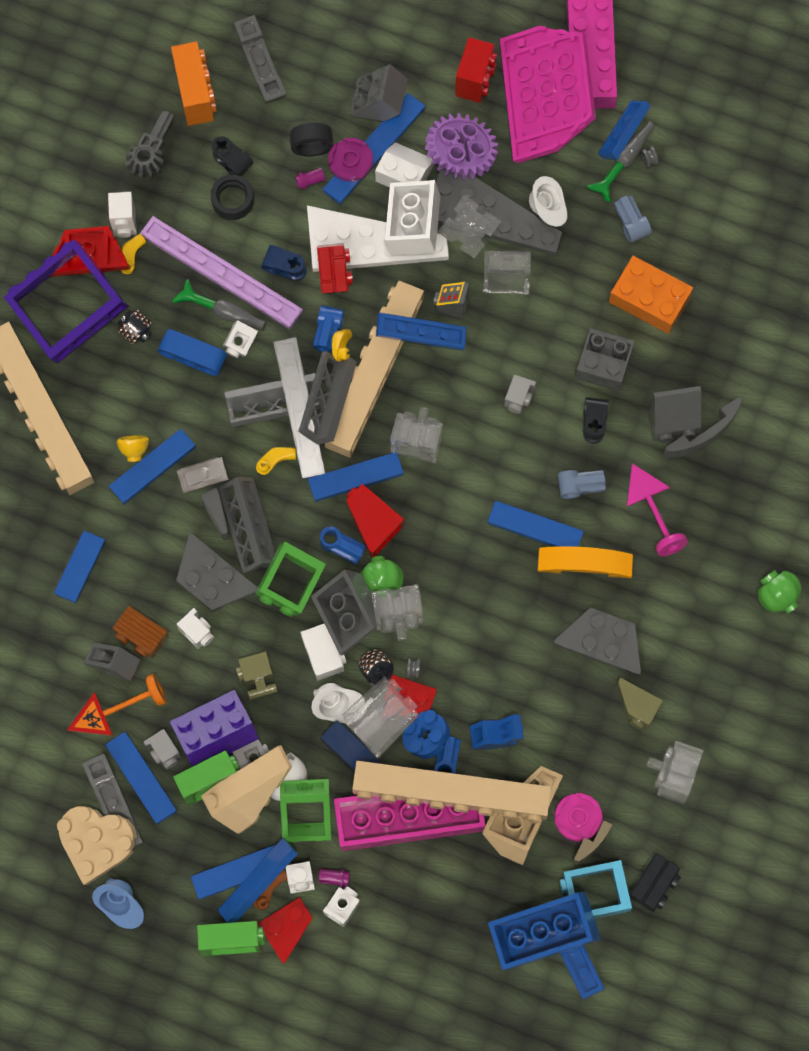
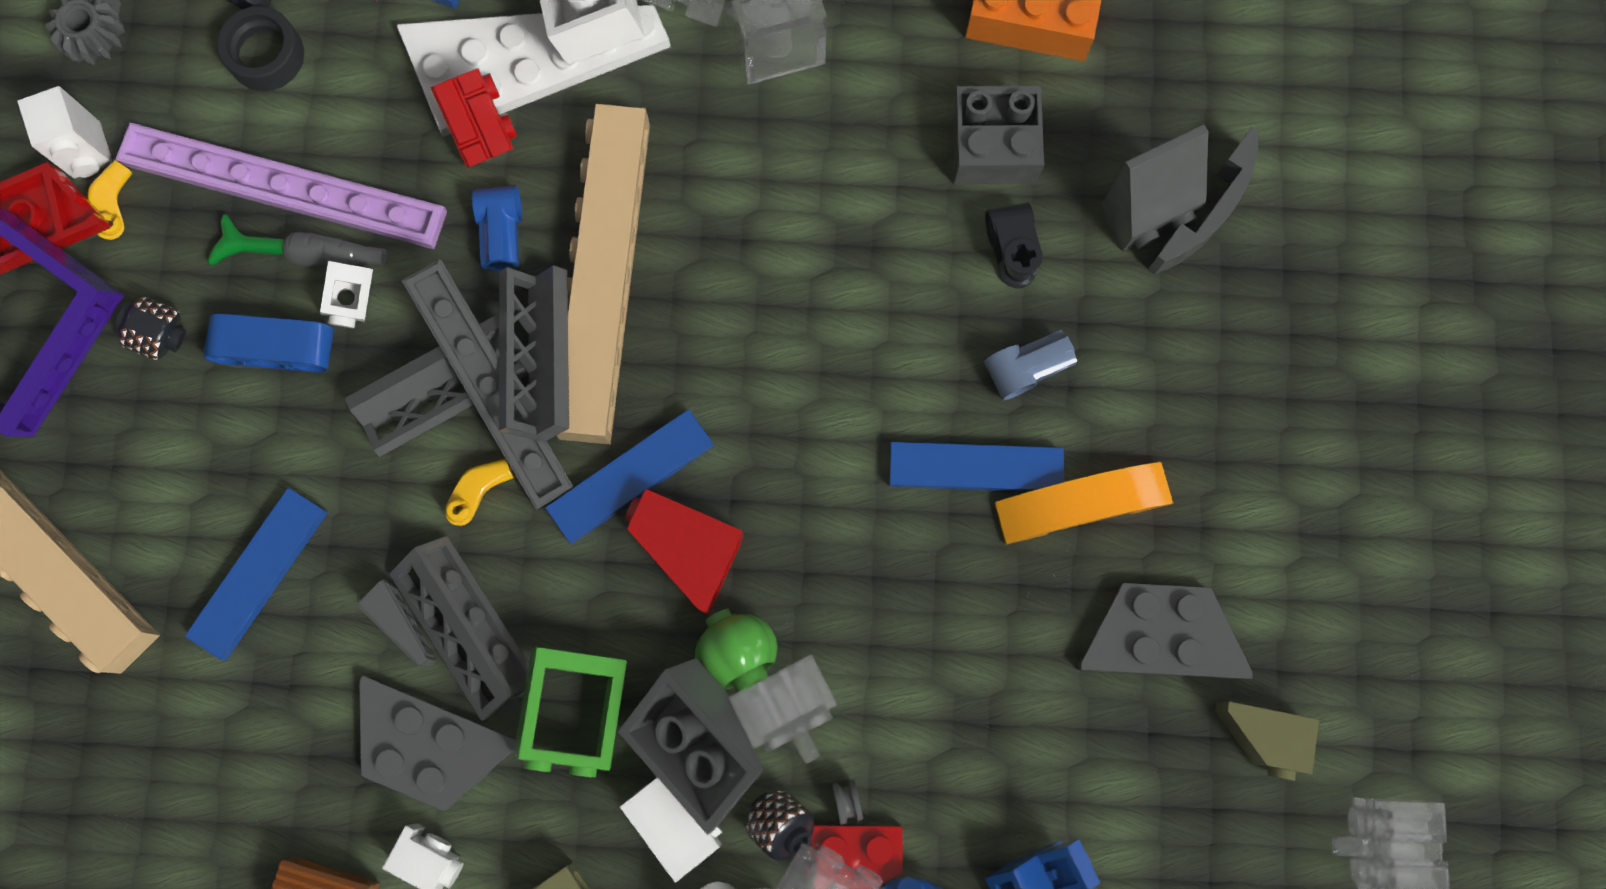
camera: 20 degrees left, 5 degrees up
(80, 567) = (174, 807): blue tile -> none
(133, 446) = (208, 549): yellow brick -> none
(203, 474) = (349, 562): brick -> none
(279, 262) = (386, 136): dark blue piece -> none
(339, 343) = (525, 248): yellow arm -> none
(343, 547) = (650, 612): blue piece -> none
(417, 436) = (717, 371): clear brick -> none
(421, 331) = (662, 182): blue tile -> none
(452, 300) = (700, 110): dark grey slope -> none
(519, 394) = (870, 239): light grey brick -> none
(643, 487) = (1139, 335): dark pink piece -> none
(779, 591) = (1440, 449): bright green plant -> none

